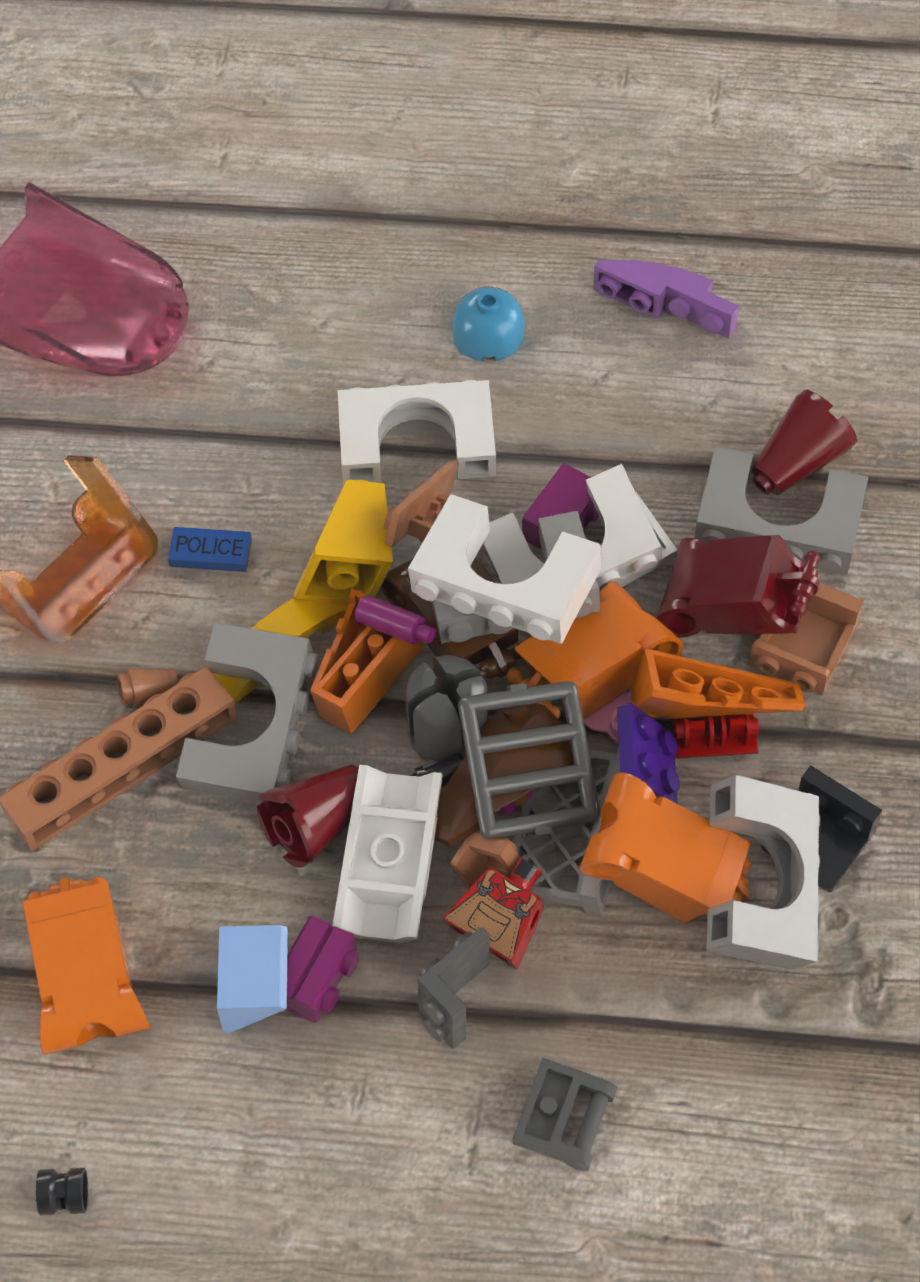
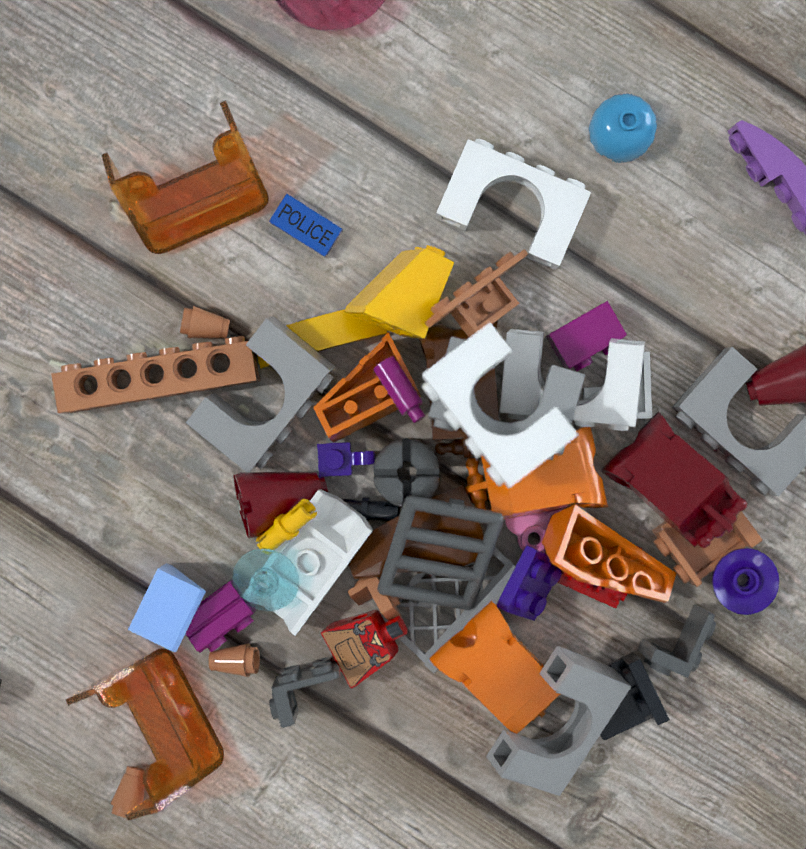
camera: 25 degrees right, 30 degrees up
(80, 965) = (57, 531): orange piece -> none
(304, 1113) = (170, 722): none -> clear orange windscreen
(312, 1229) = (129, 792): none -> nougat cone
(344, 815) = (287, 525): none -> yellow pin
(361, 1009) = (236, 660): none -> nougat cone
(372, 747) = (338, 459): none -> dark purple plate
(372, 898) = (269, 568): none -> clear light blue dish
(550, 1108) = (325, 796): dark grey plate -> none
(846, 753) = (686, 653): none -> dark grey bracket
(880, 642) = (761, 582): none -> dark purple dish

